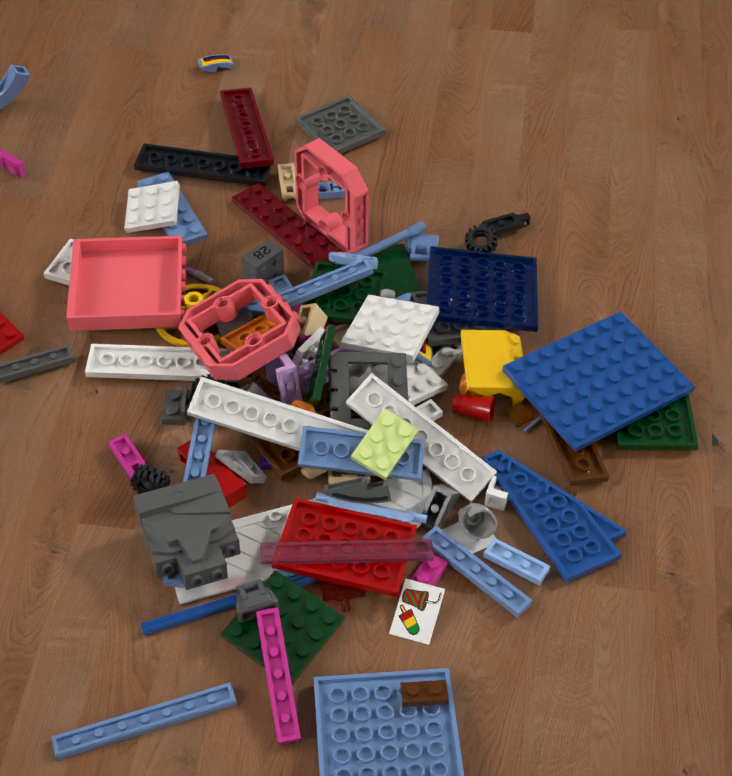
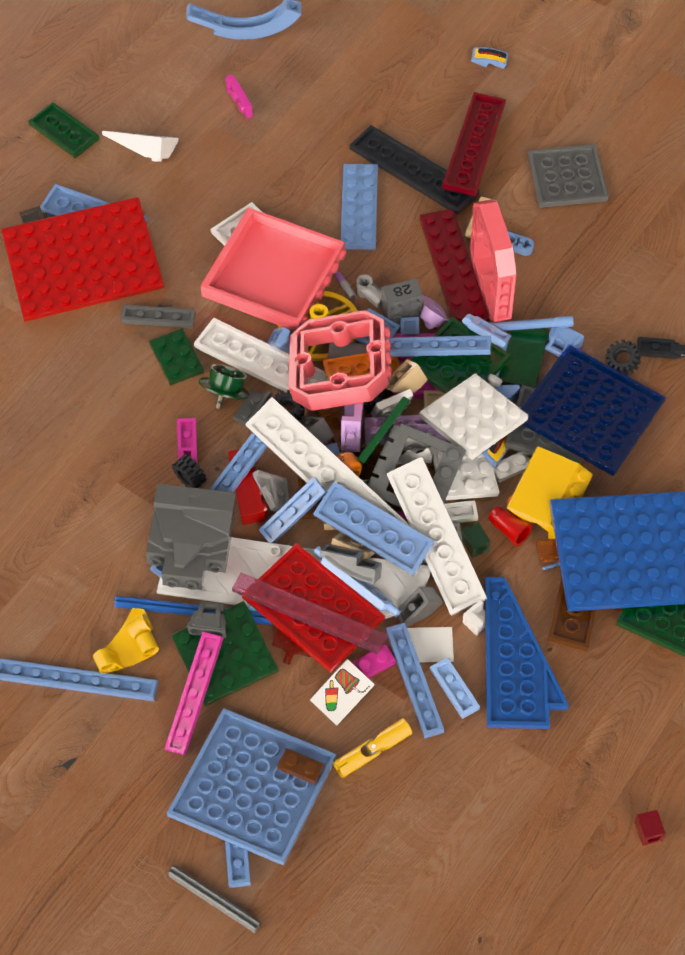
camera: 30 degrees right, 10 degrees up
(73, 391) = (176, 356): none -> dark green plate
(139, 388) = (225, 382): none -> dark green piece
(152, 207) = (340, 197): white plate -> none
(169, 335) = (280, 339): none -> medium blue slope
(181, 662) = (130, 645): none -> yellow panel
(222, 270) = (369, 290): none -> light grey piece
(274, 471) = (293, 510): none -> plate
(296, 269) = (432, 313): none -> lavender piece
(384, 444) = (395, 529): yellowish green plate -> none
(455, 427) = (475, 540): none -> clear green brick
(477, 521) = (440, 636): light grey helmet -> none
(484, 635) = (385, 740): none -> yellow piece

